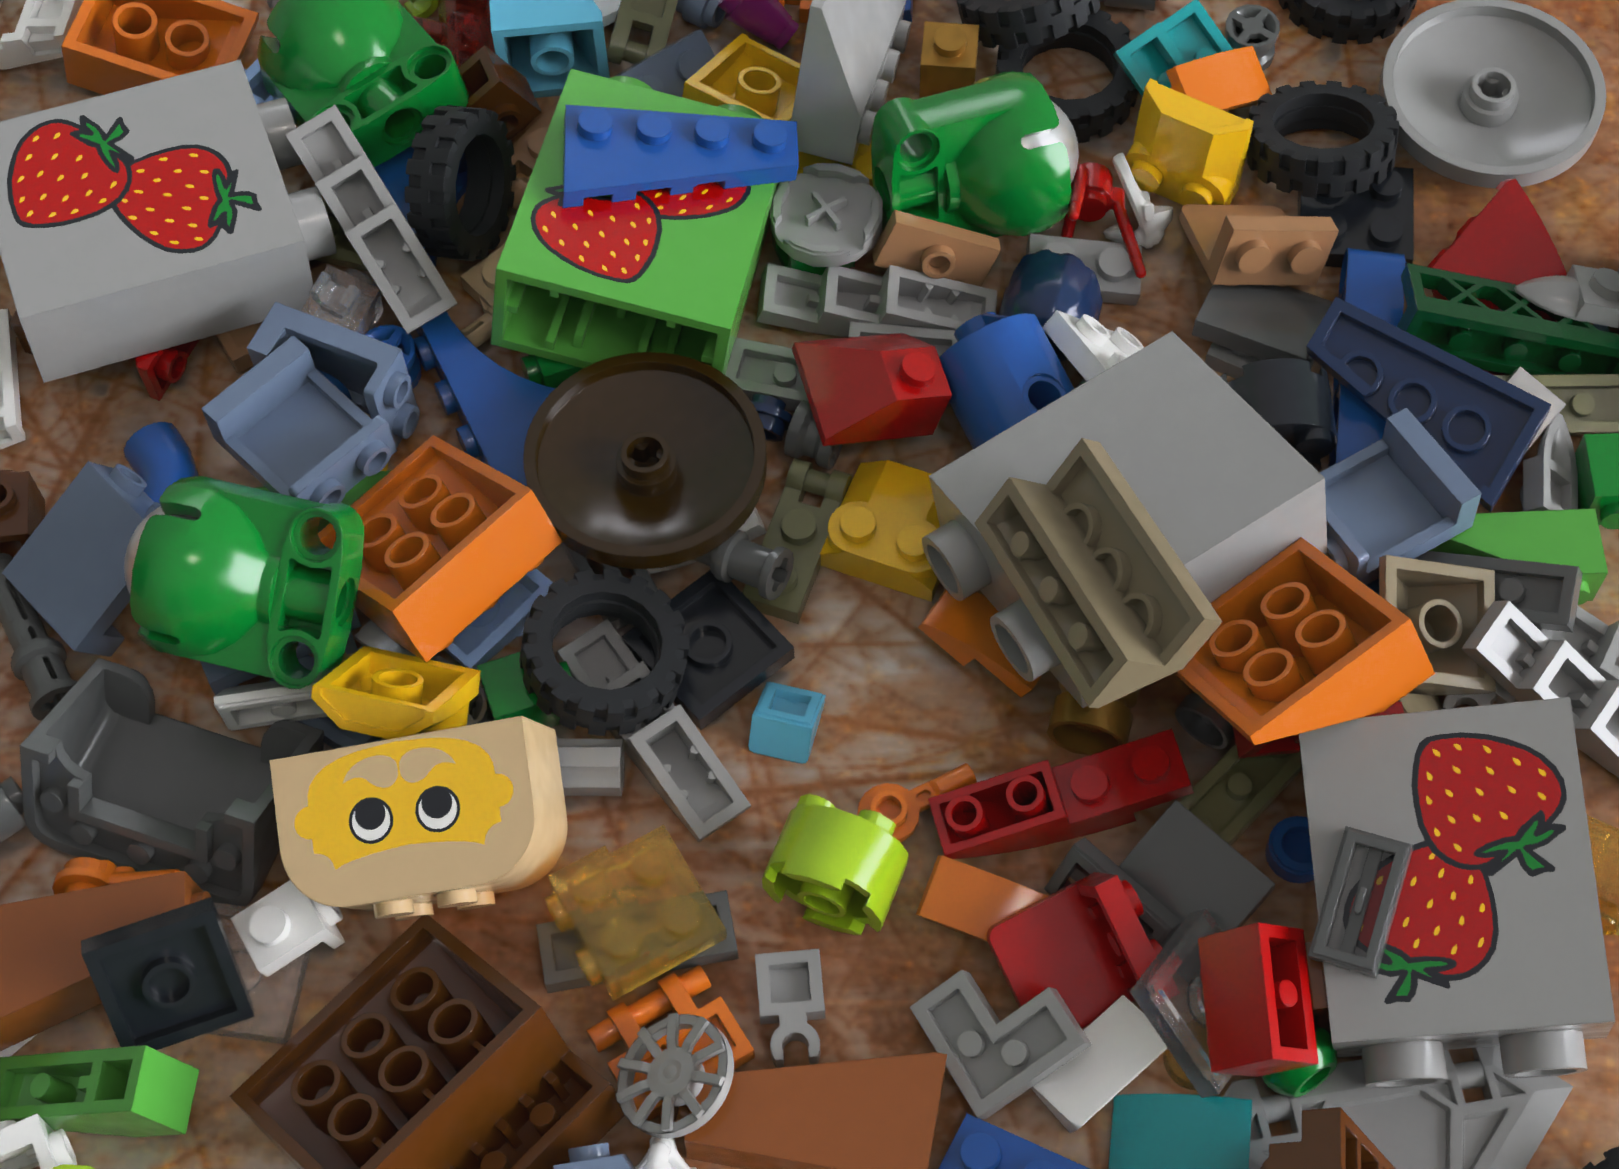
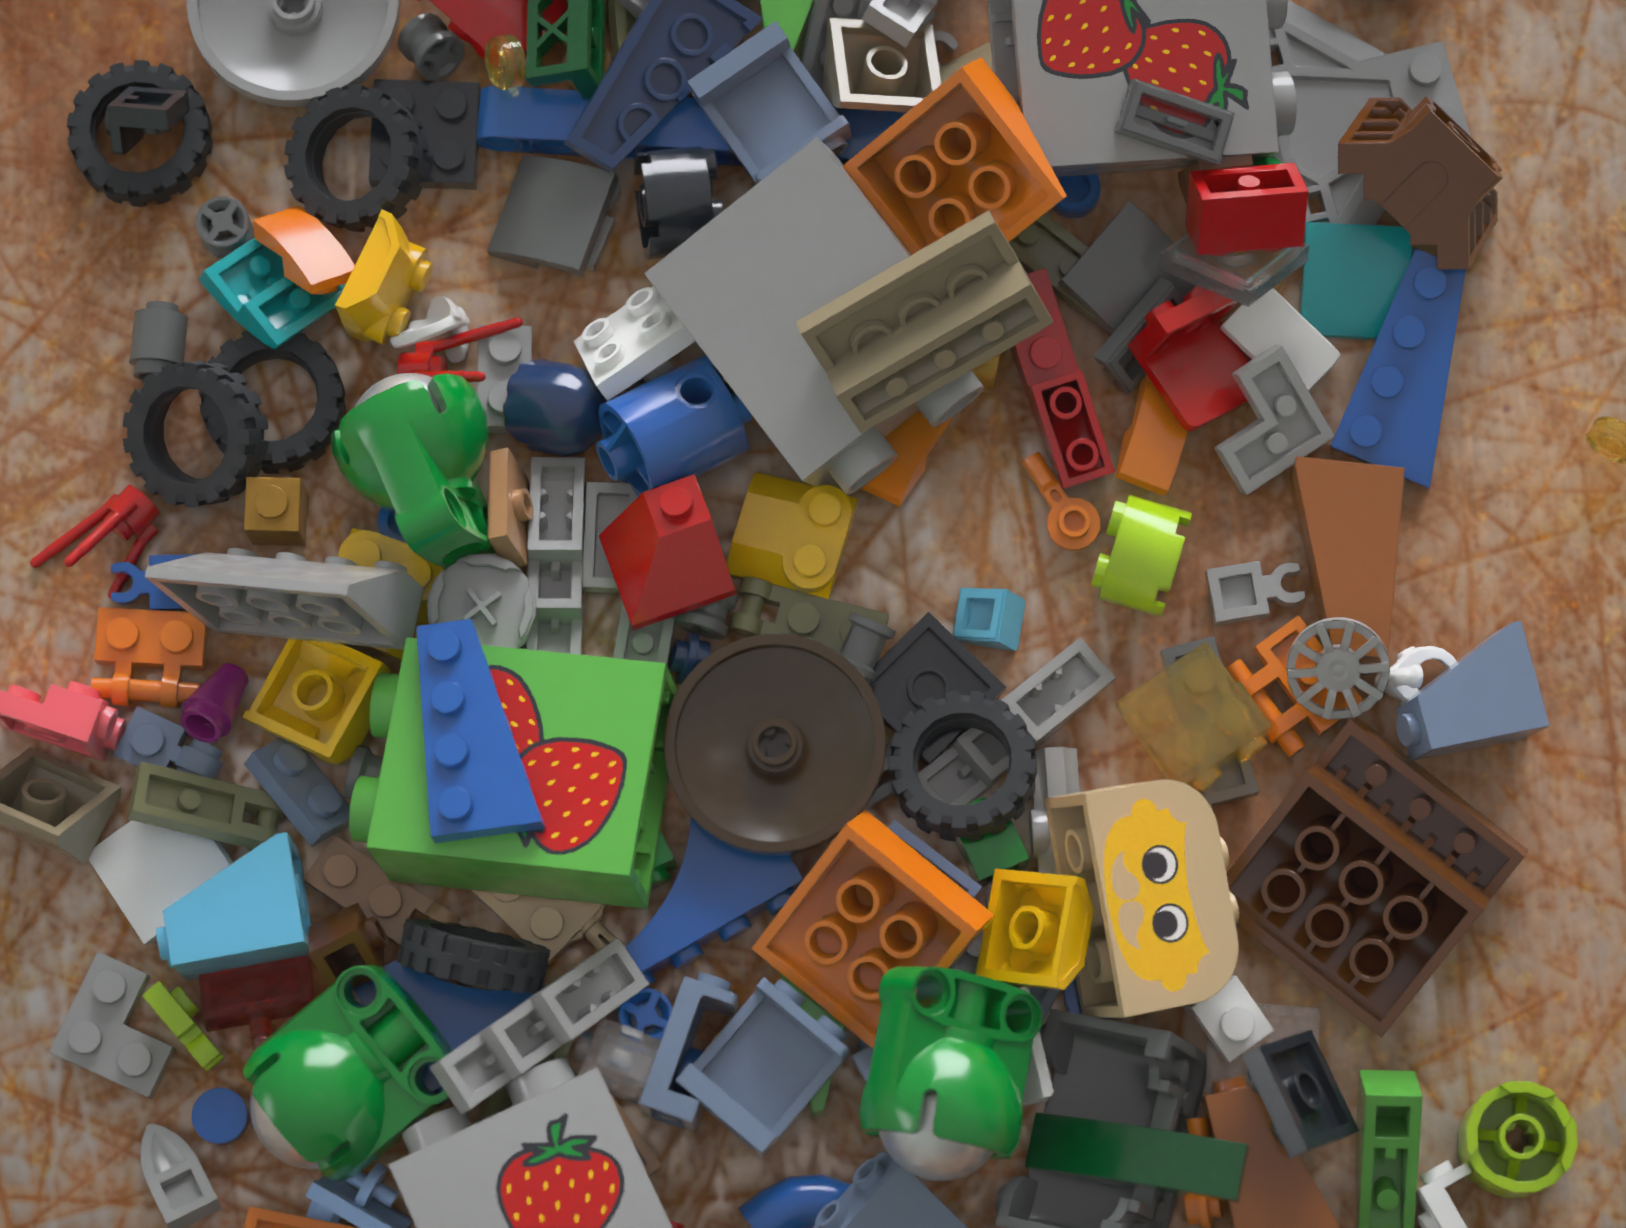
camera: 95 degrees left, 15 degrees up
(132, 803) = (1137, 1156): none -> dark green slope
(1258, 244) = (480, 222): medium nougat bracket -> none
(1431, 254) = (505, 62): none -> clear yellow tile
(1433, 212) = (431, 46): none -> dark grey wheel

